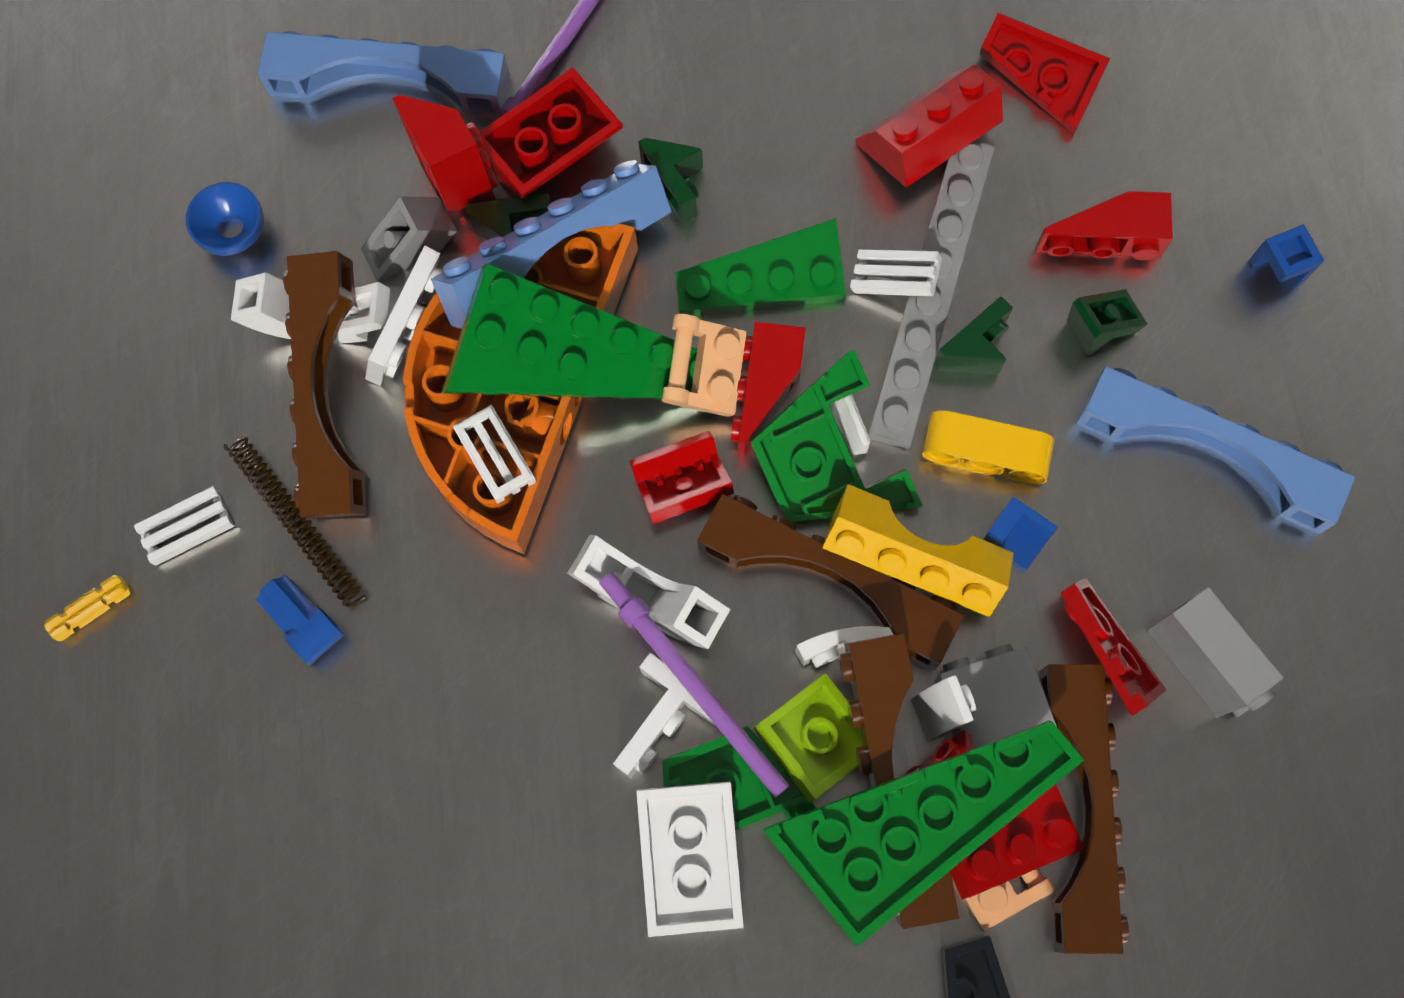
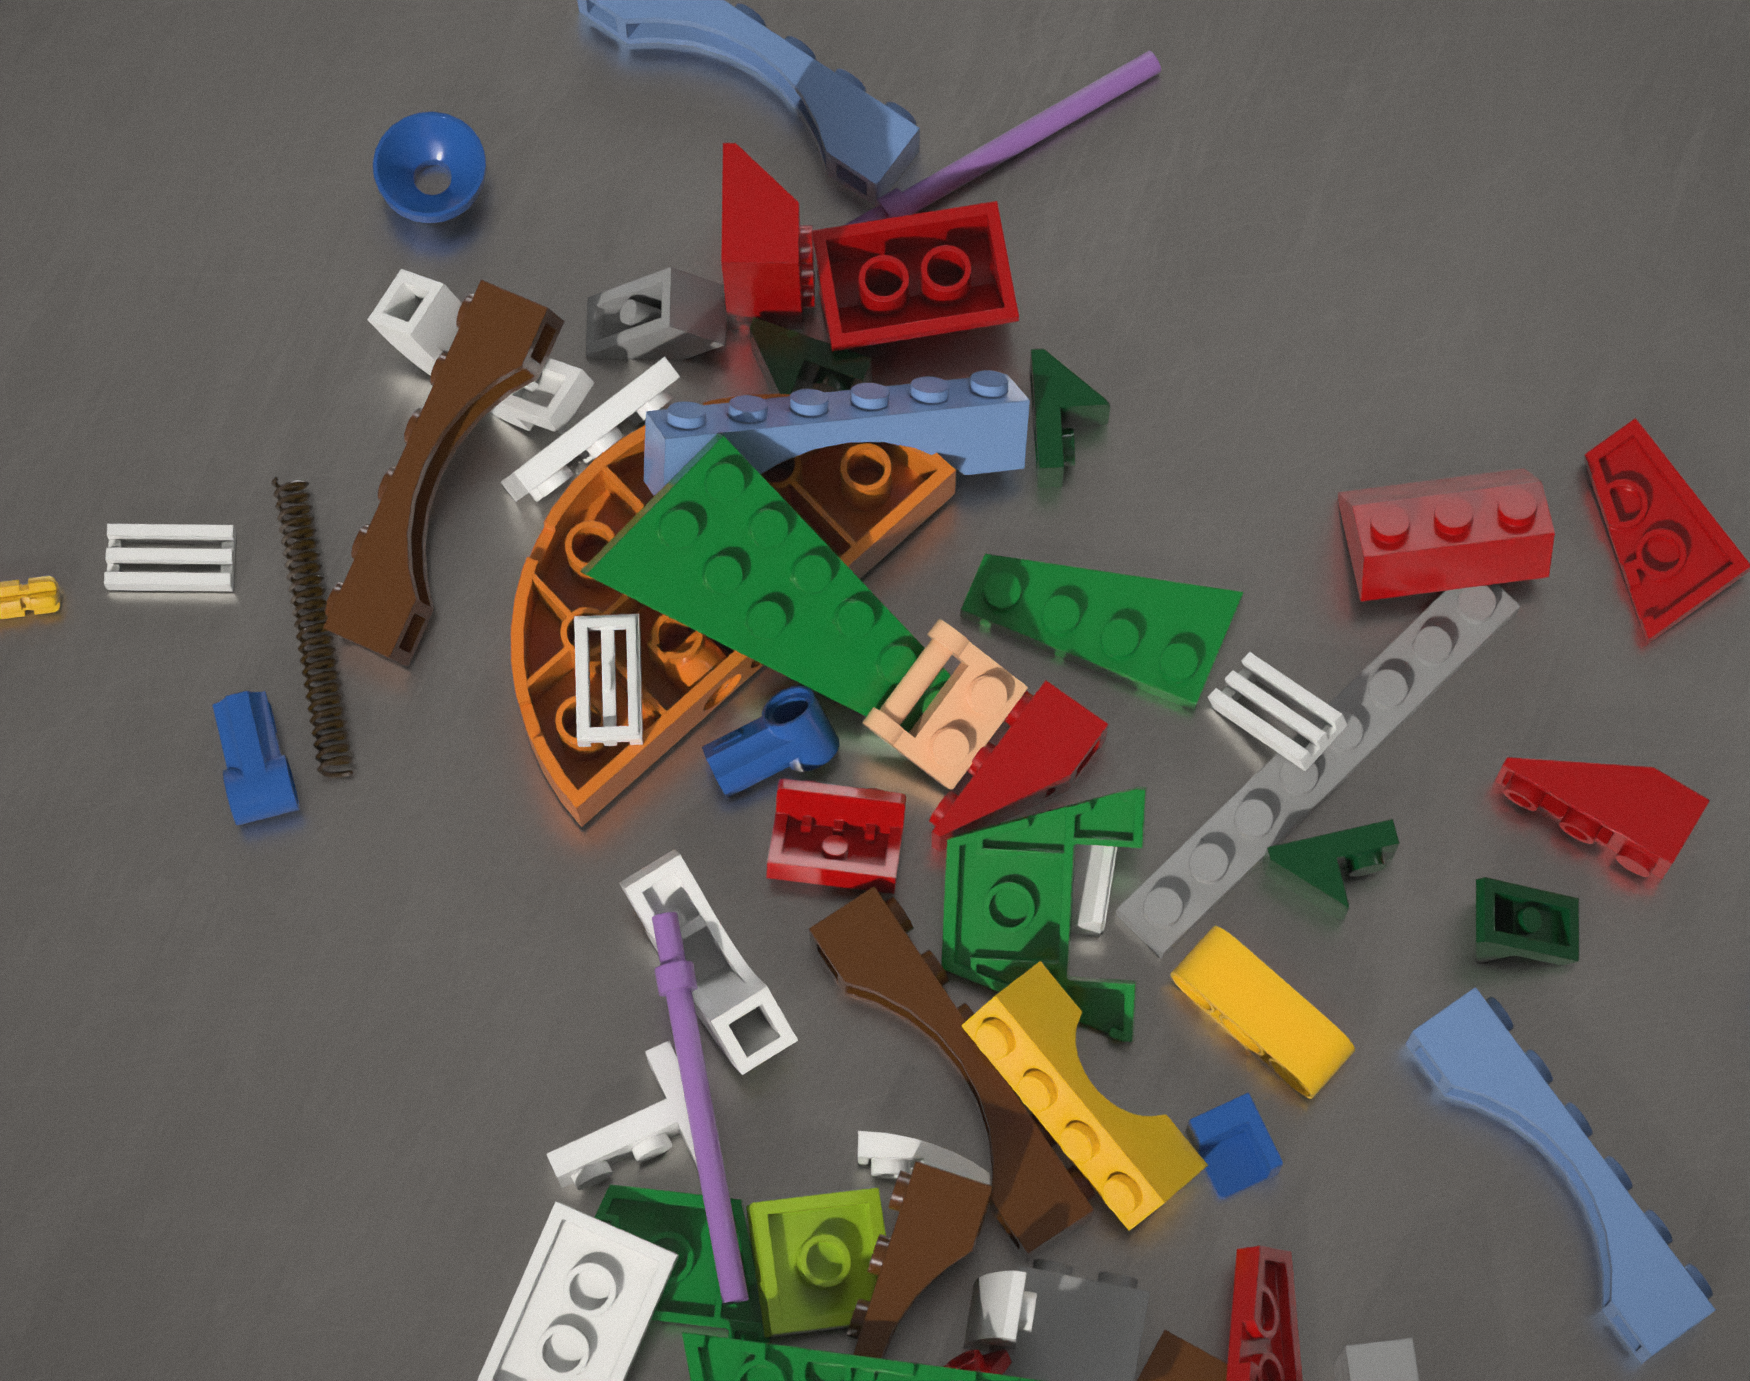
camera: 25 degrees right, 0 degrees up
(619, 433) = (787, 735): none -> blue piece

